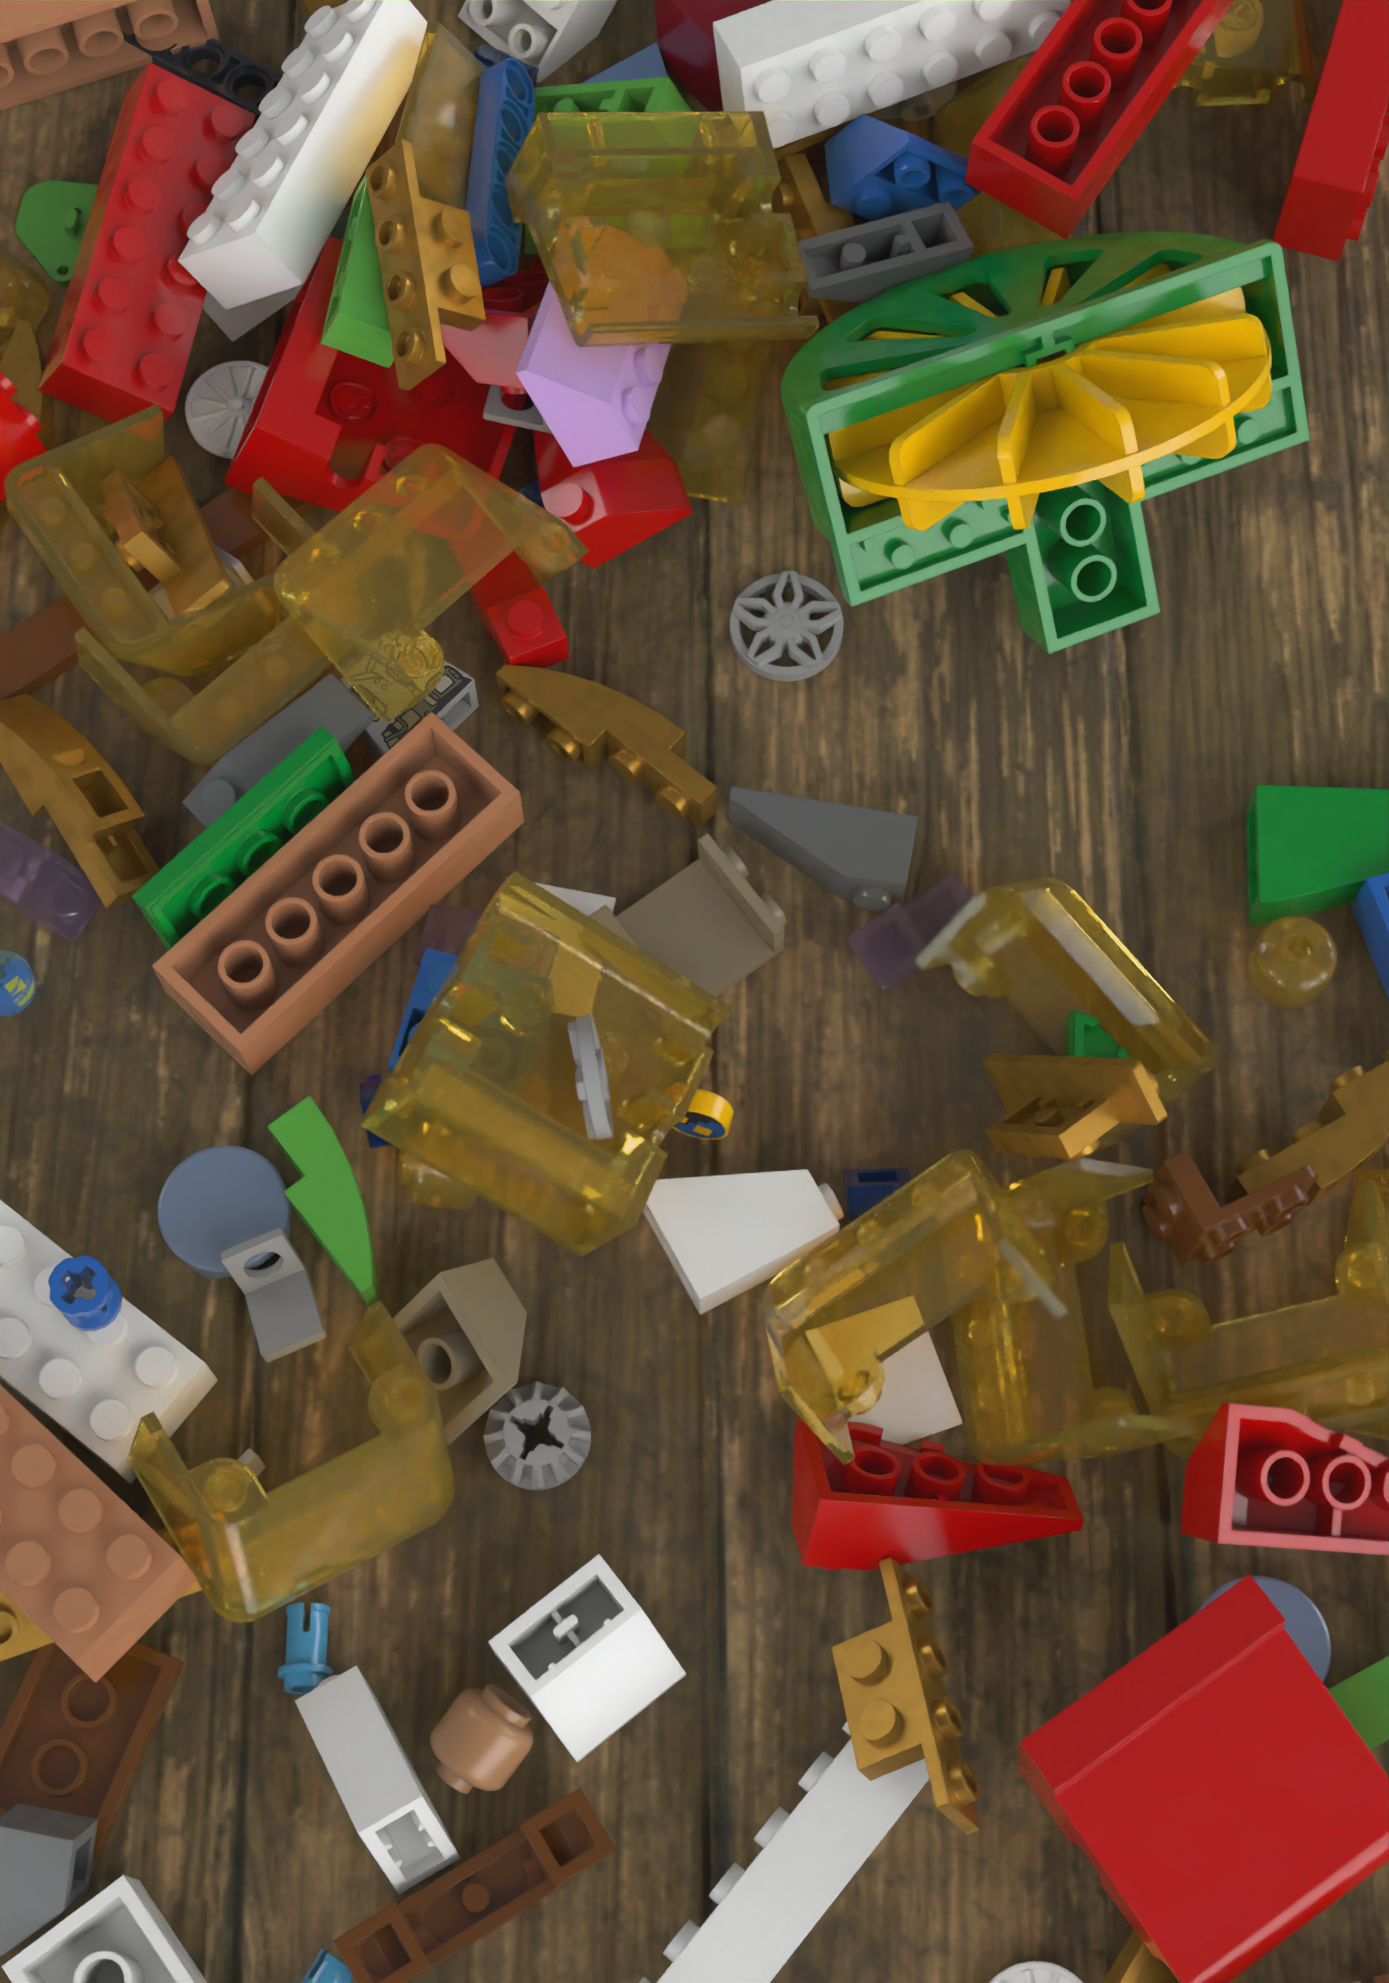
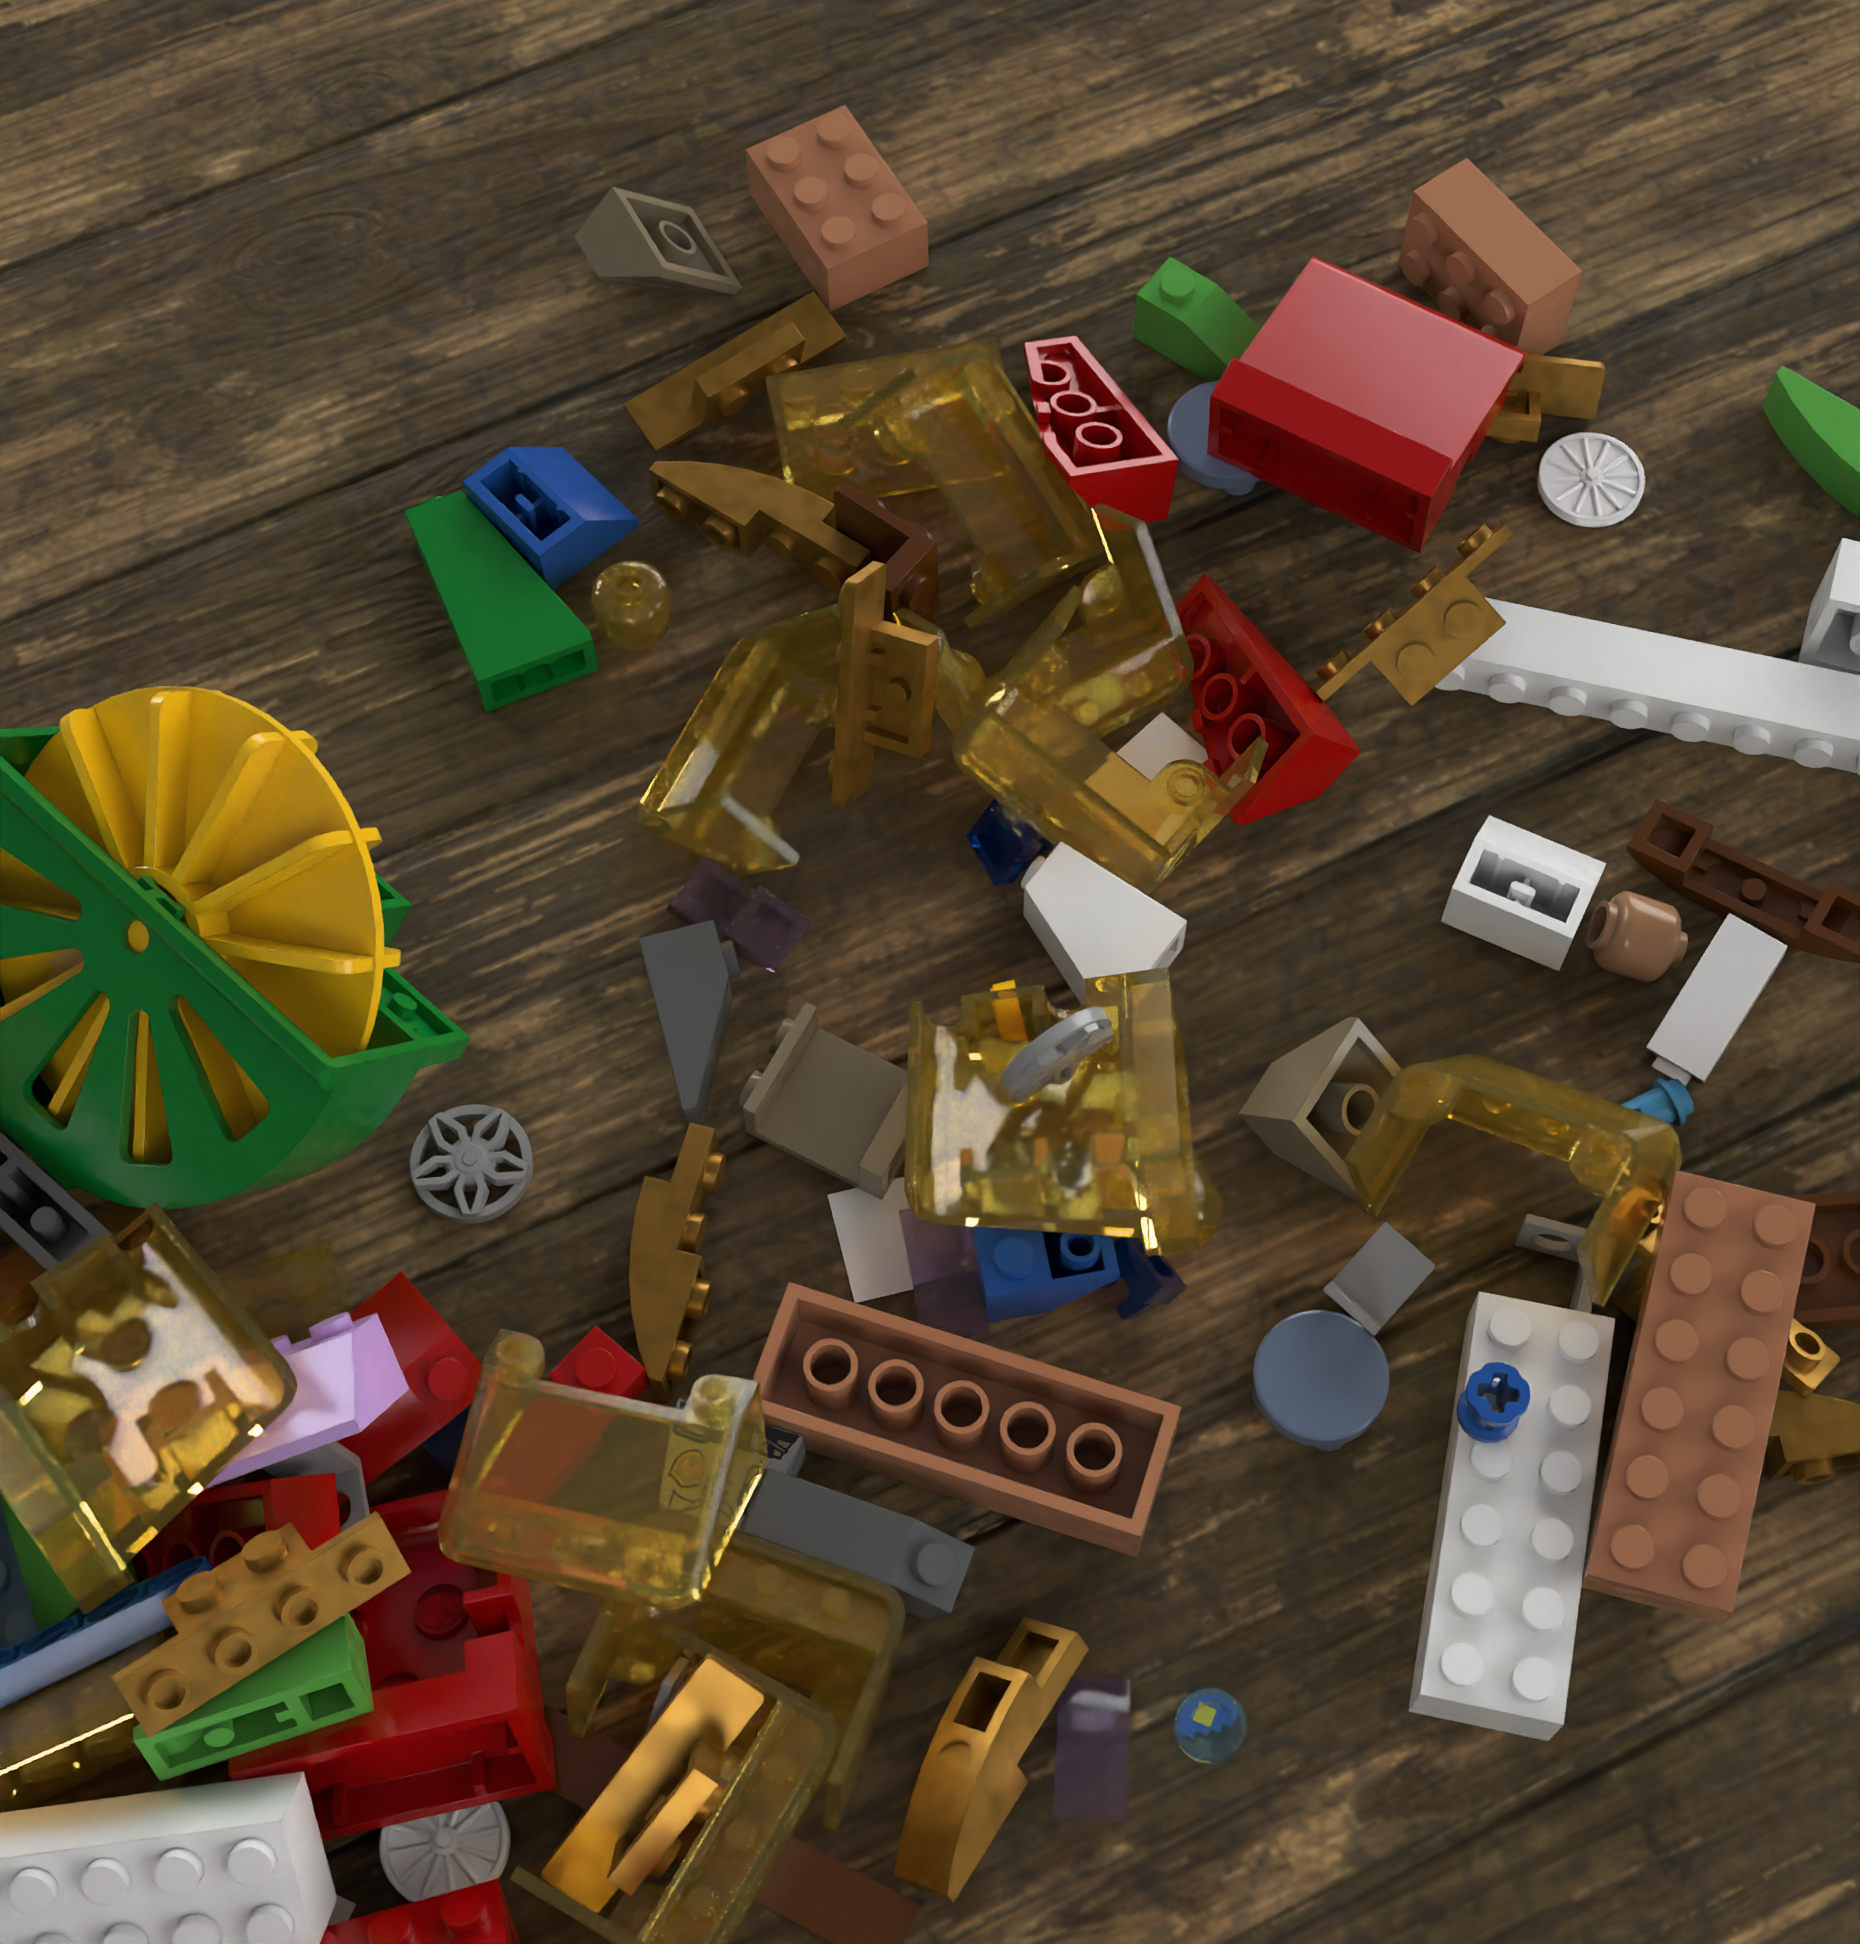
camera: 115 degrees left, 5 degrees down
(244, 837) = (962, 1516): green tile -> none
(328, 1195) = (1255, 1288): bright green slope -> none
(546, 1465) = (1384, 1002): light grey gear -> none
(1088, 1039) = (786, 731): green tile -> none

